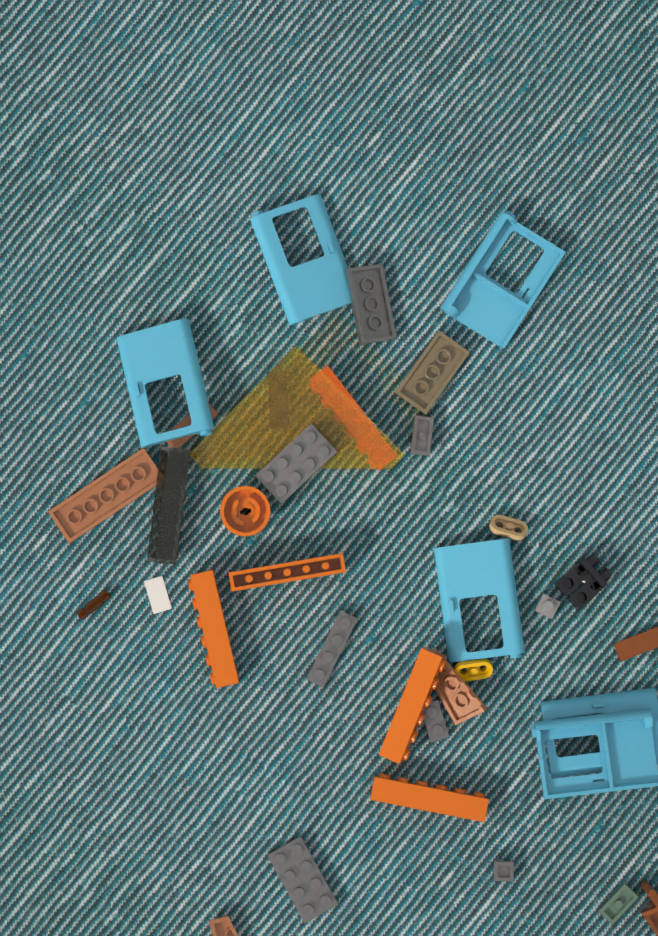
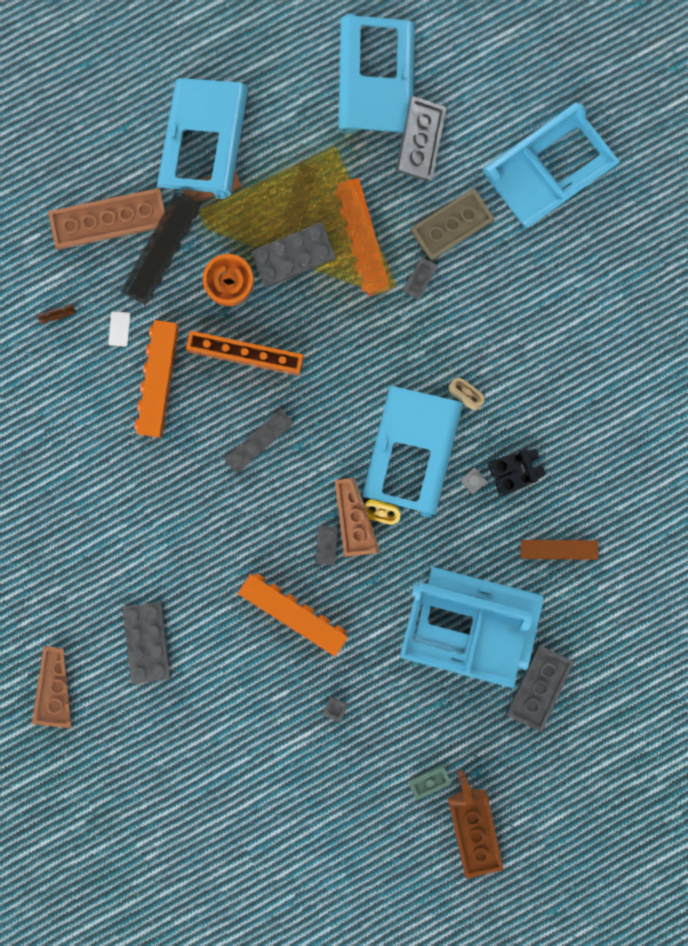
camera: 15 degrees right, 0 degrees up
(412, 705) = (312, 521): orange brick -> none

